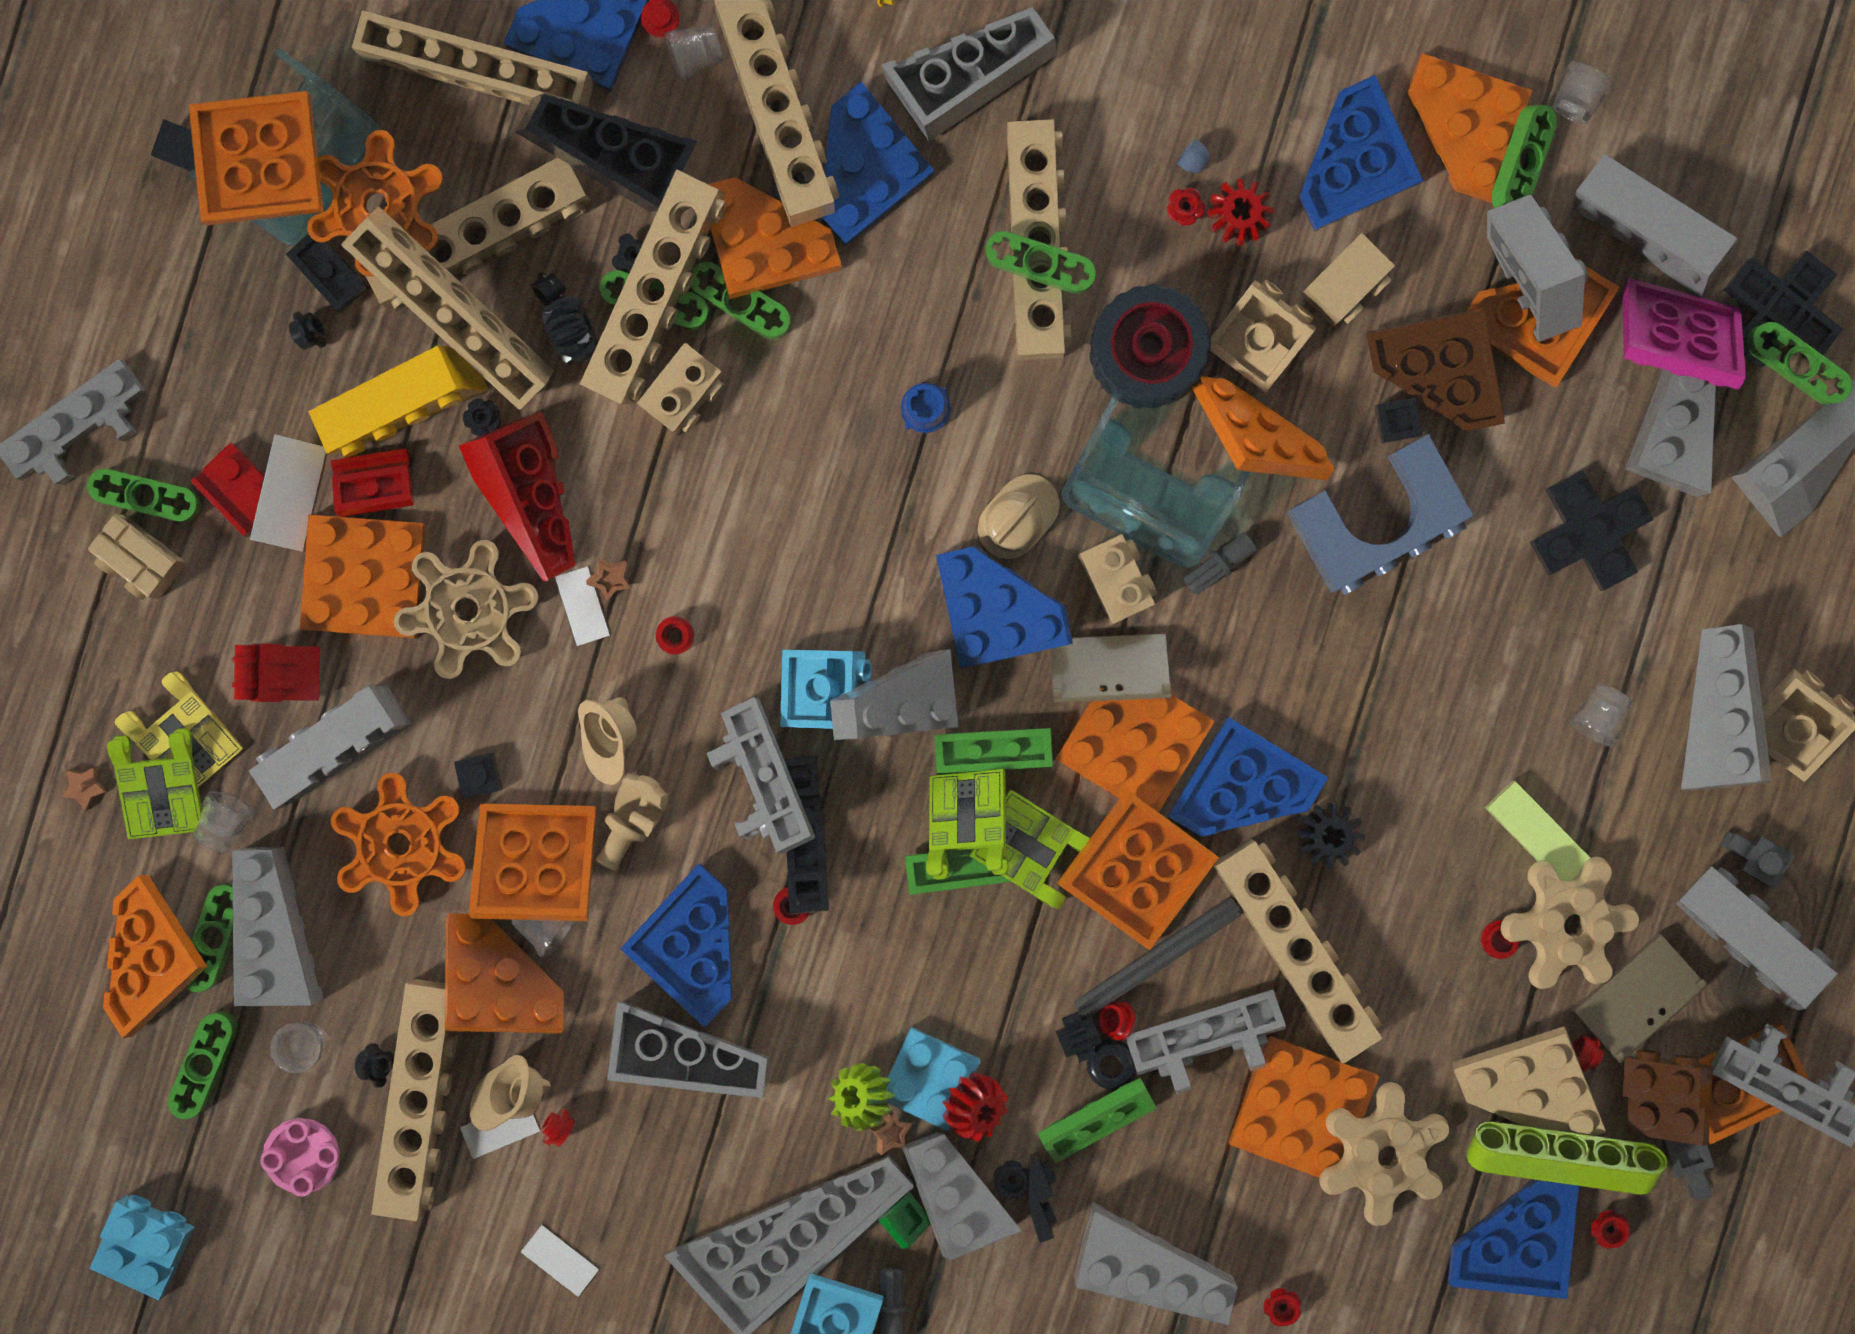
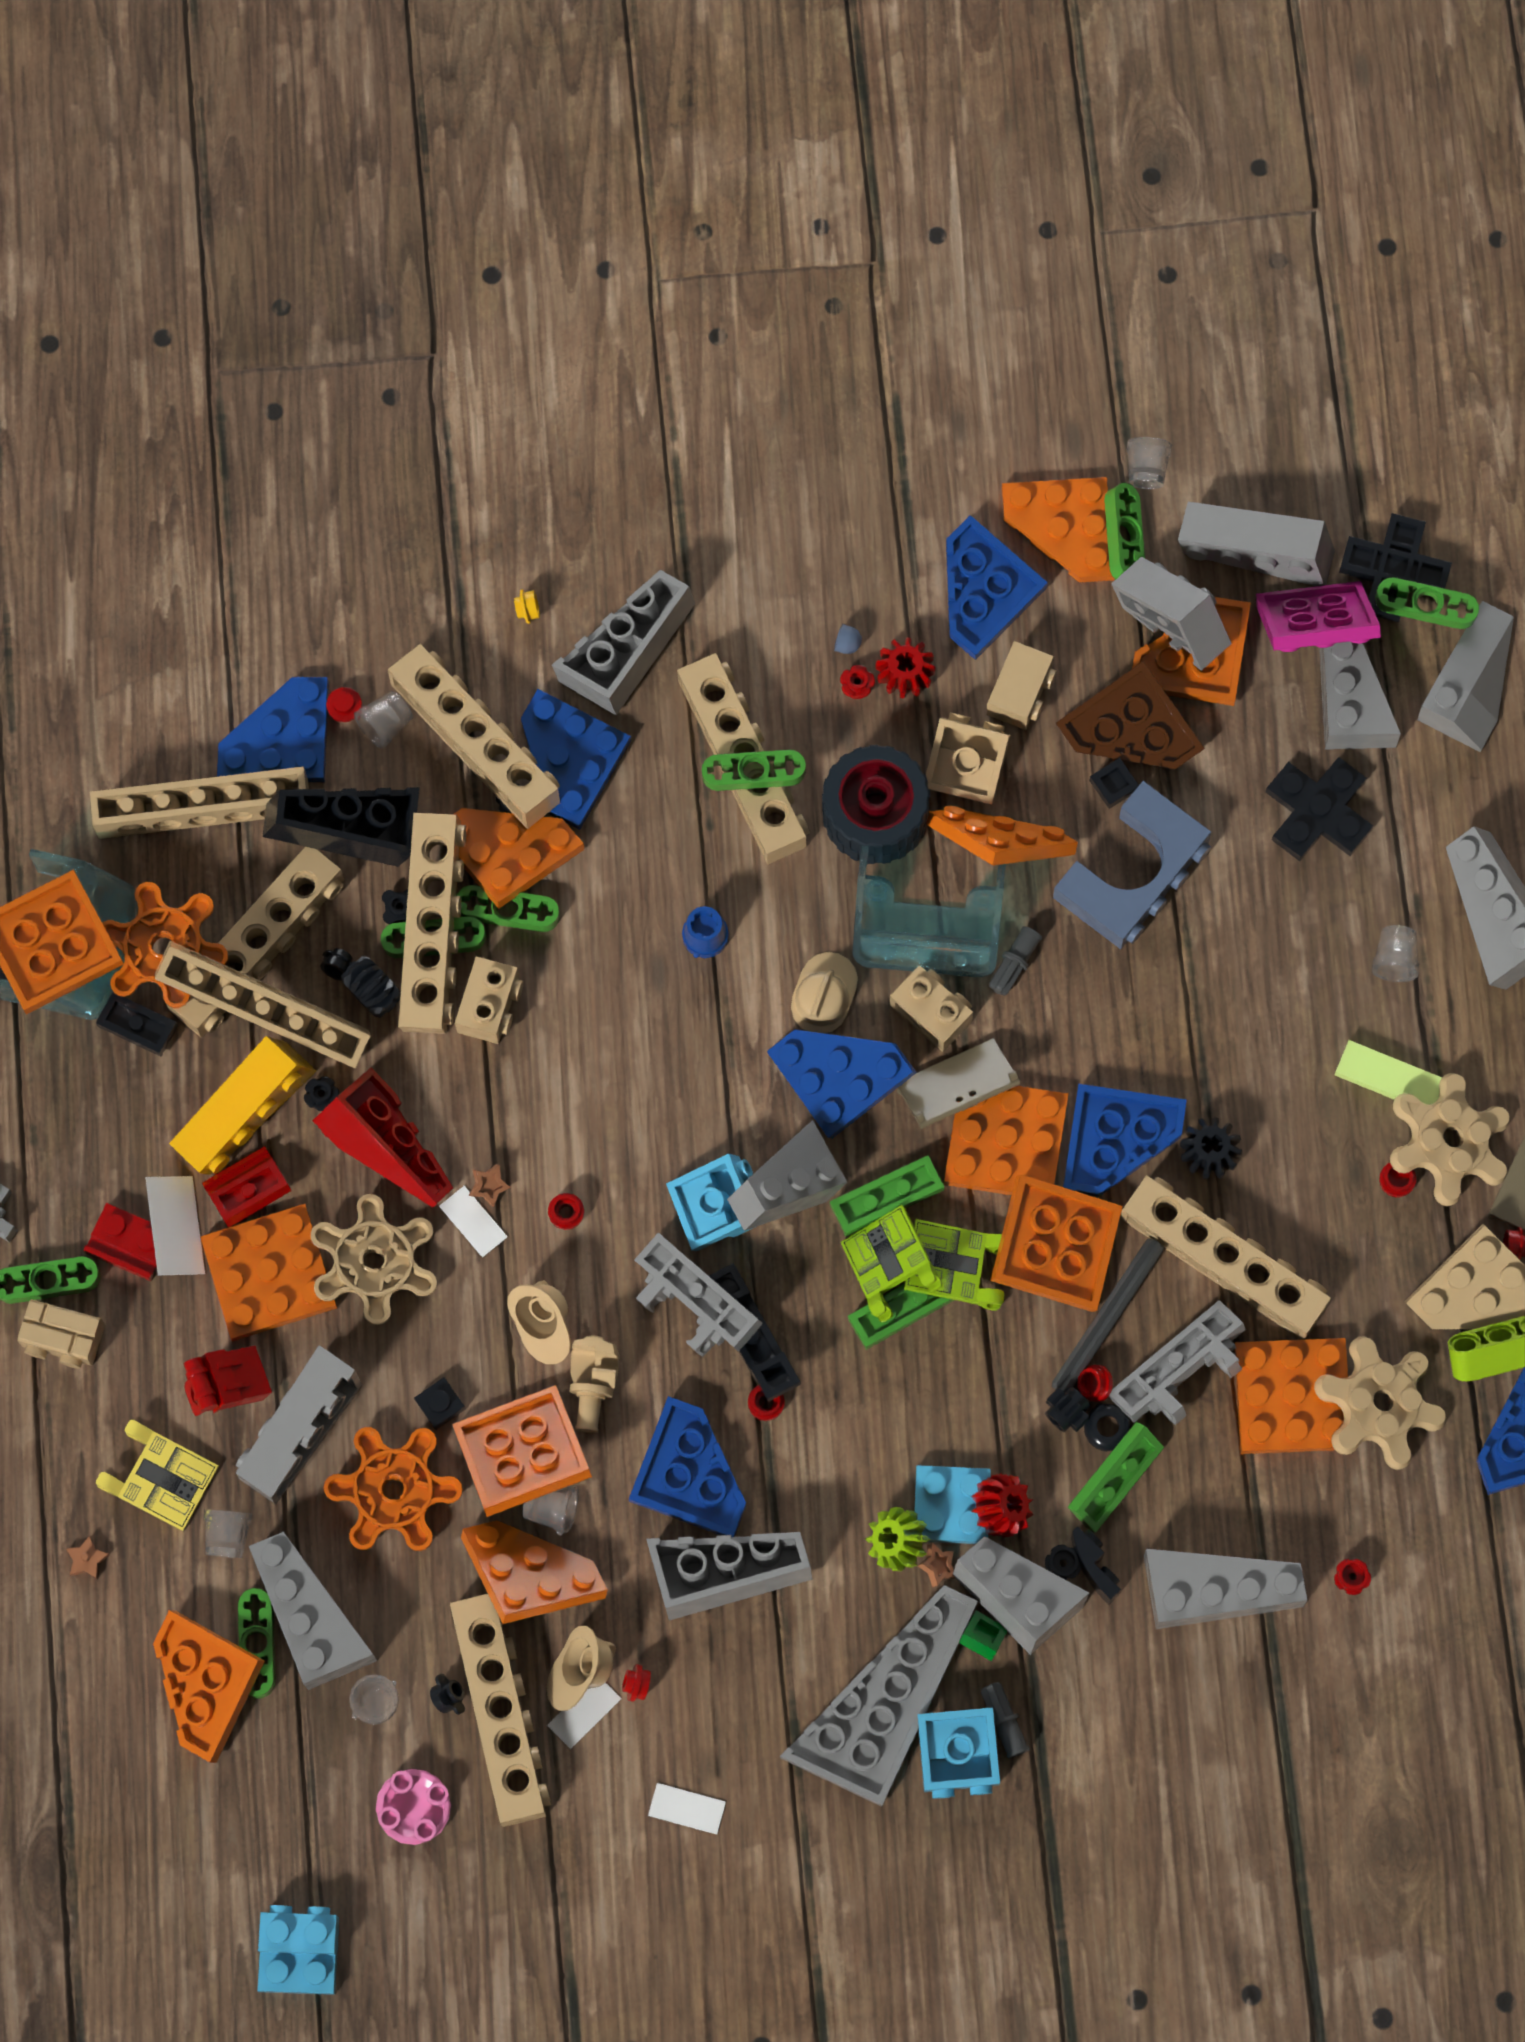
camera: 15 degrees left, 15 degrees down
(158, 793) = (157, 1534): lime flag -> none
(202, 1094) = (282, 1733): bright green beam -> none
(307, 331) = (139, 1080): black plate -> none

